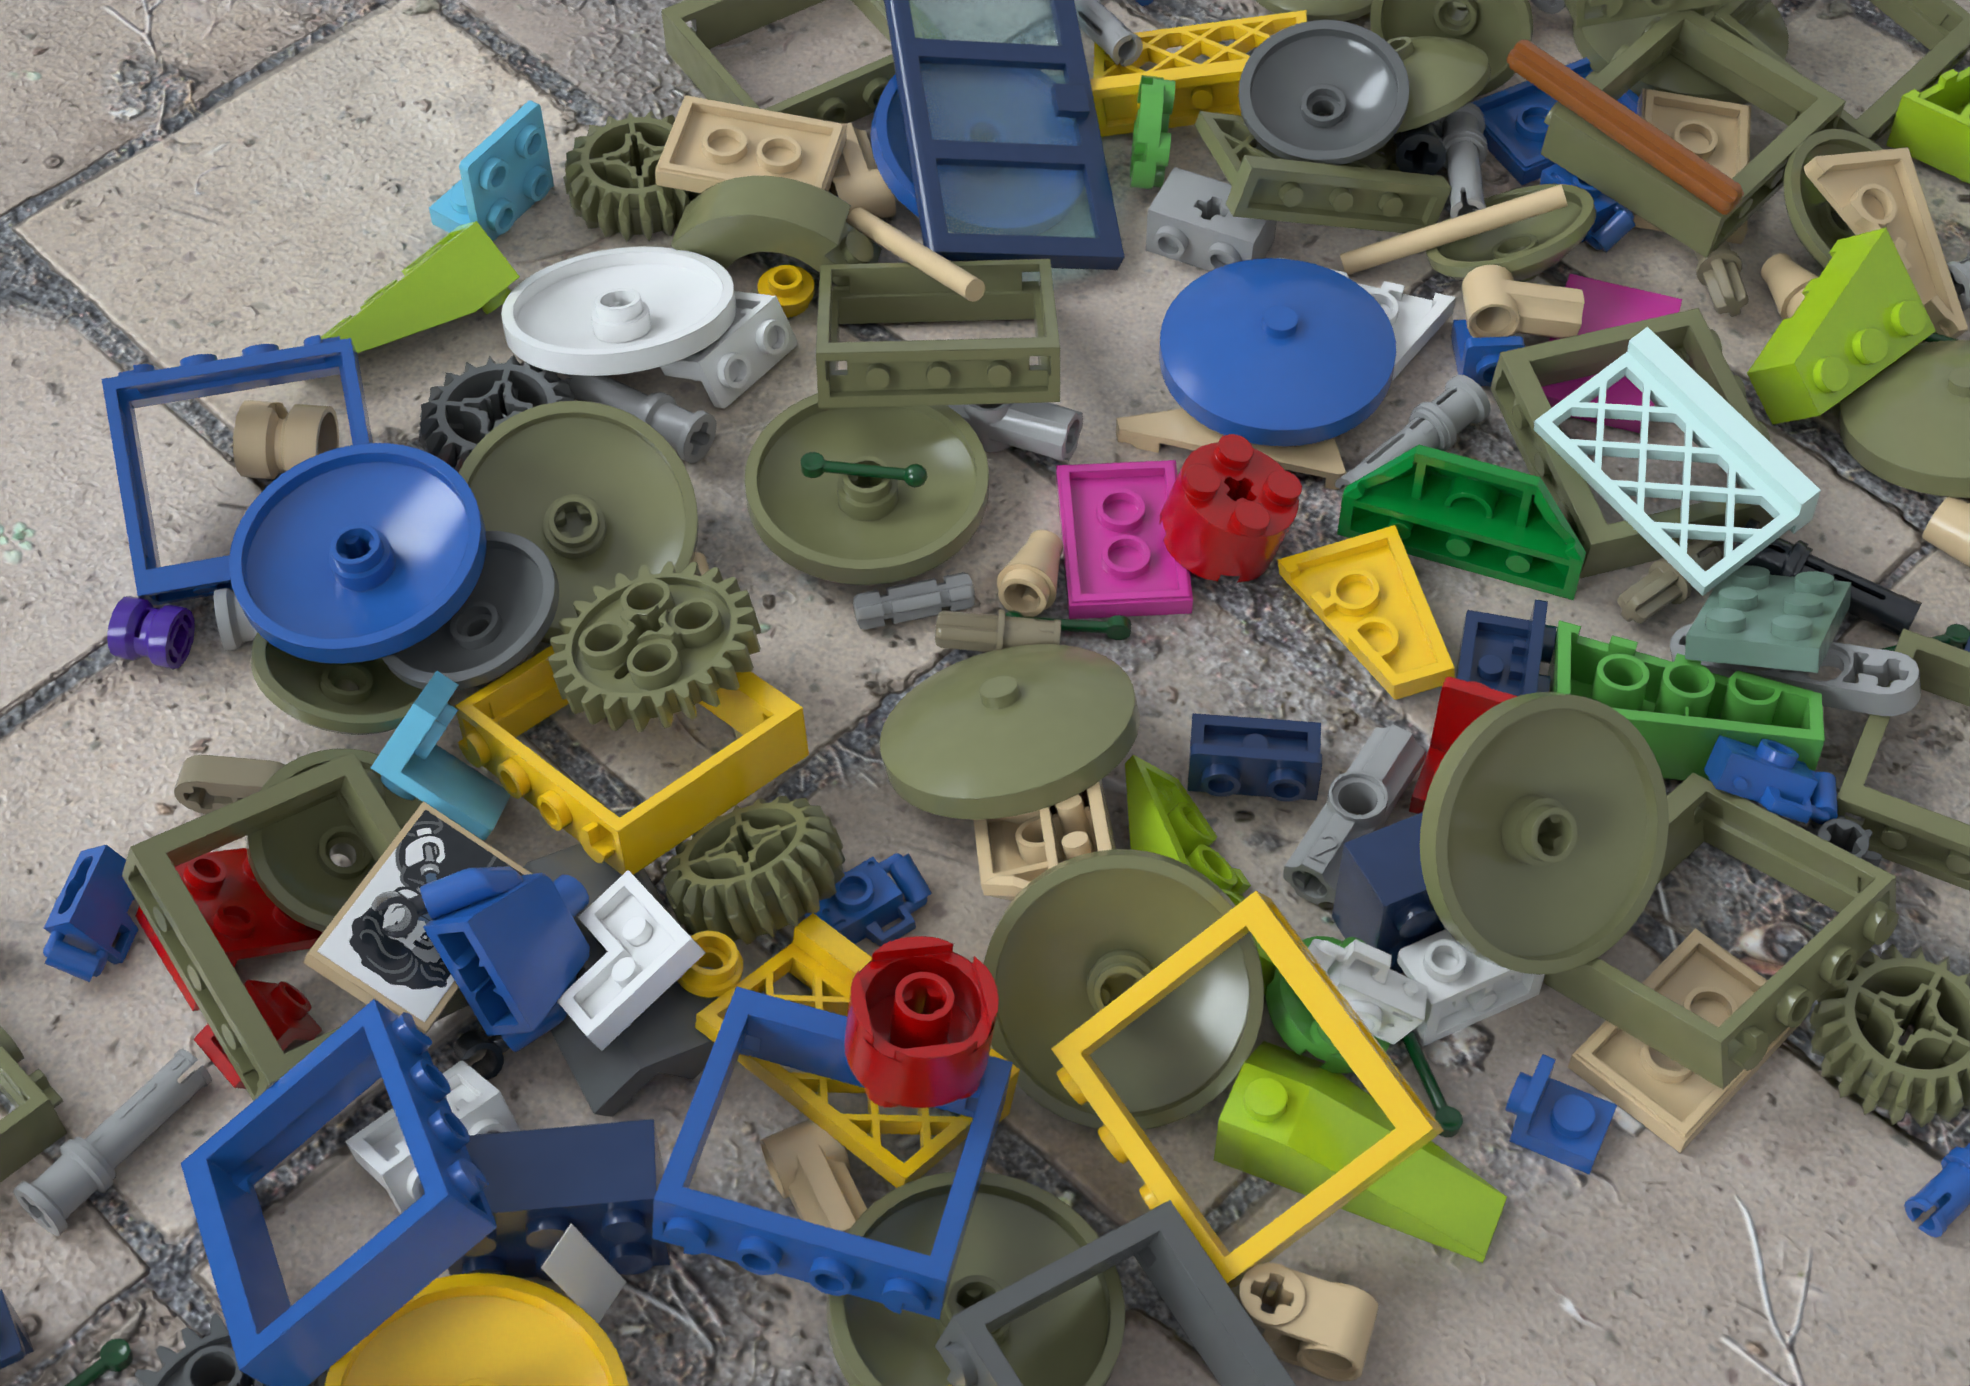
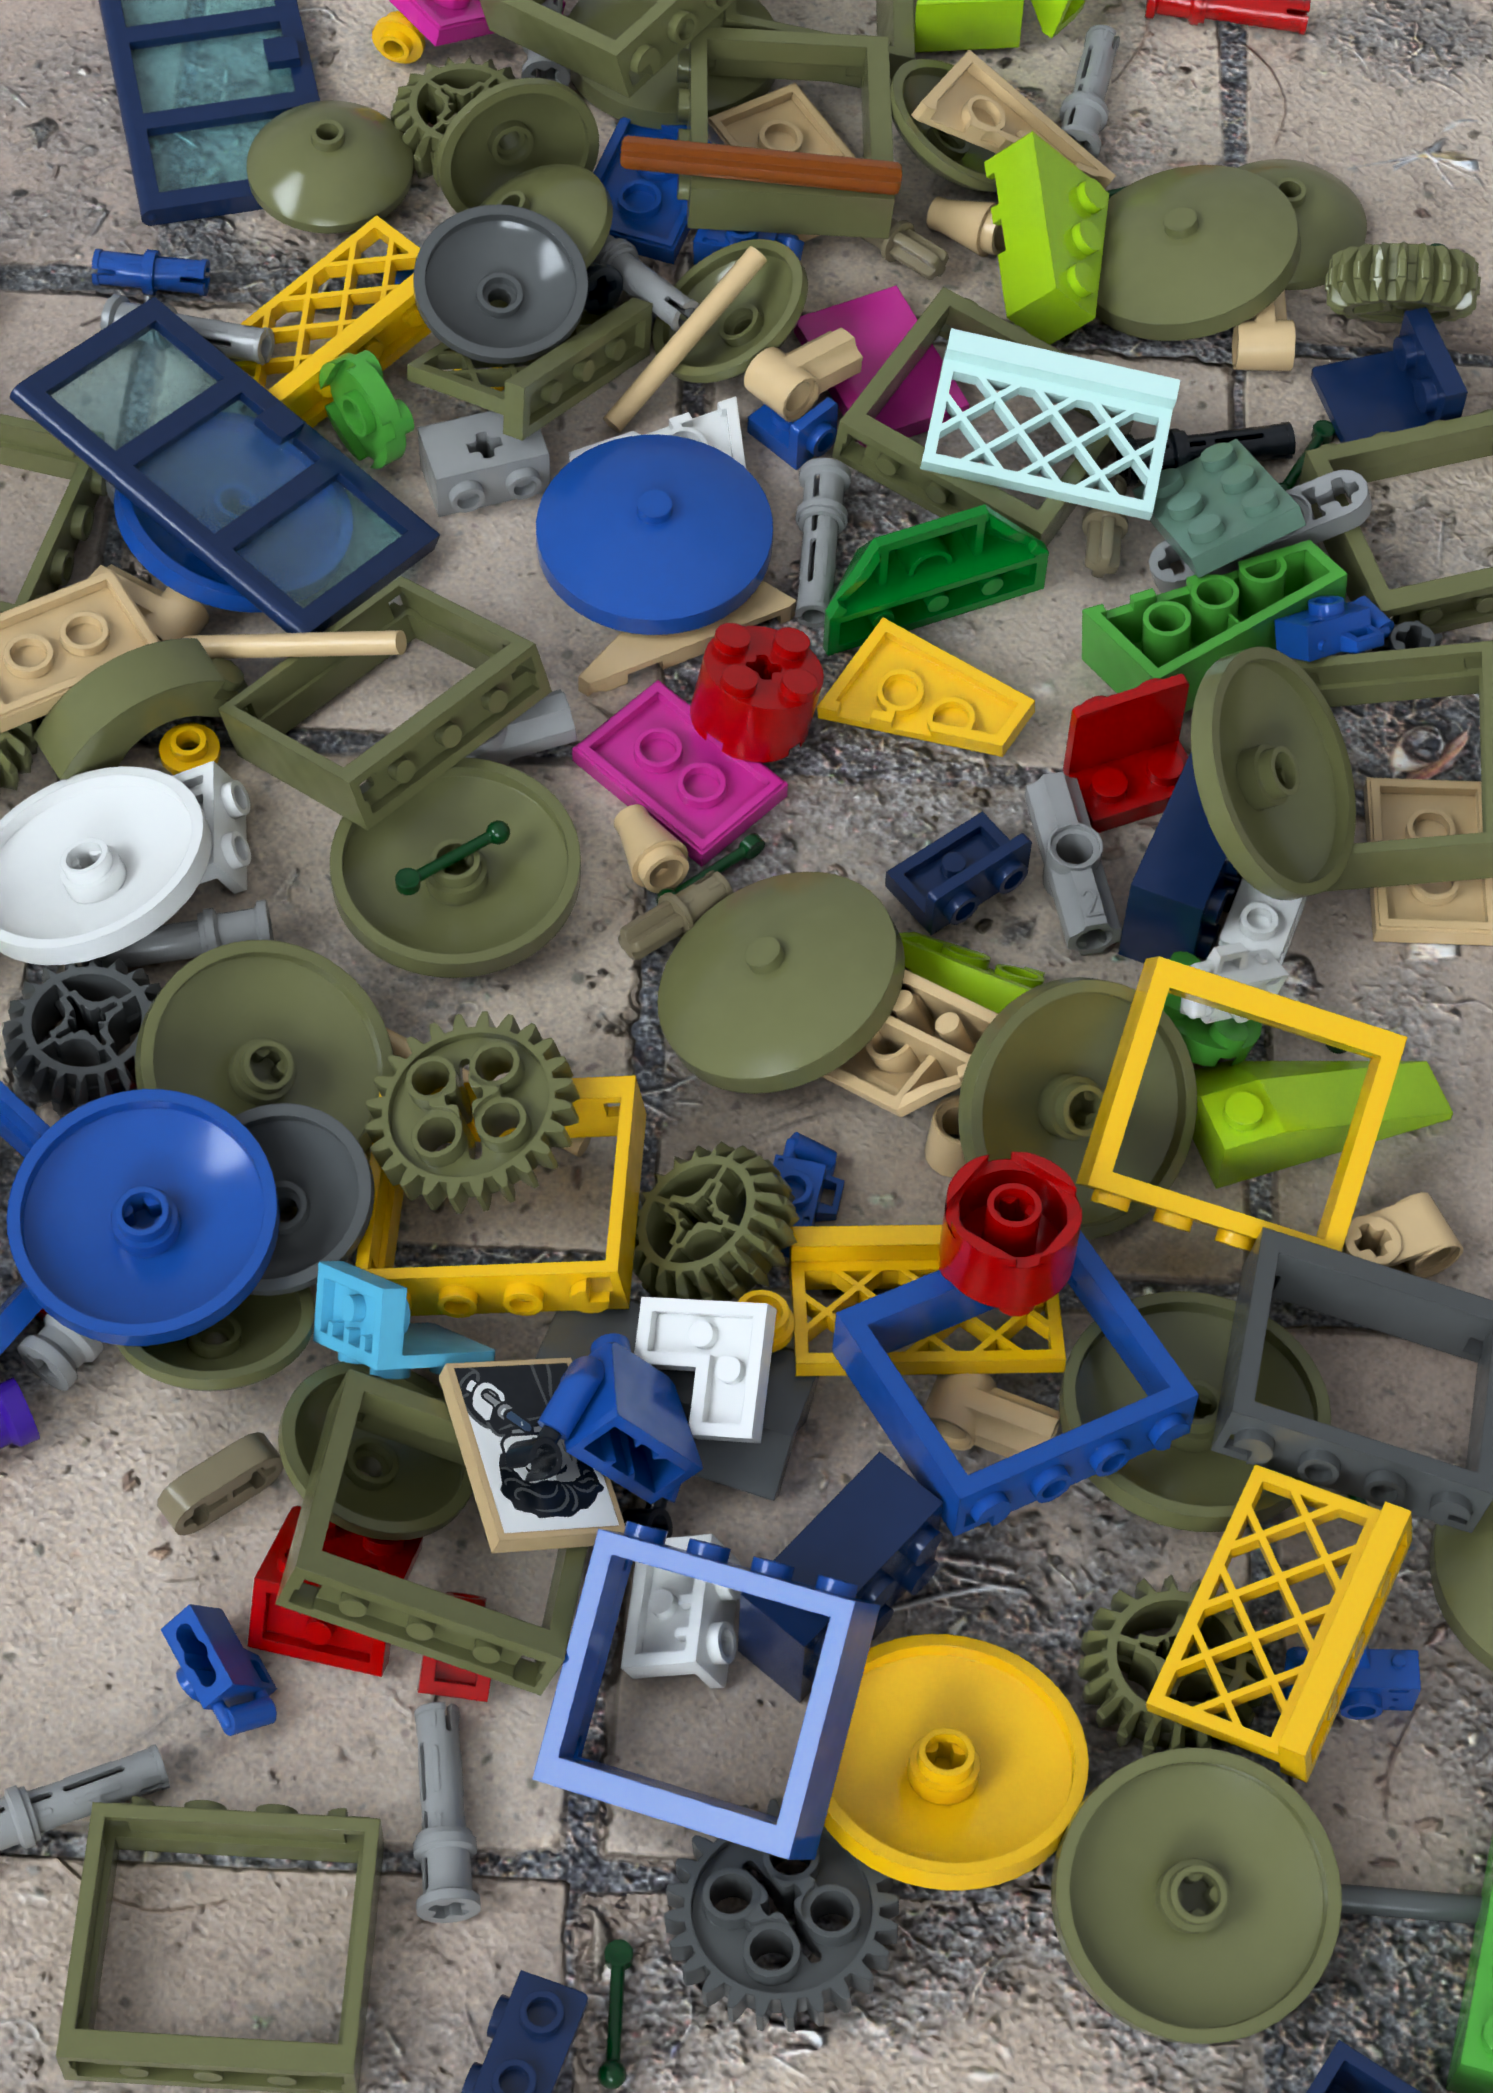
camera: 45 degrees left, 5 degrees up
(583, 1274) = (917, 1605): white sticker -> none
(914, 601) = (578, 937): light grey axle -> none
(1507, 650) = (1058, 669): dark blue bracket -> none
(1558, 1118) = (1408, 980): blue bracket -> none

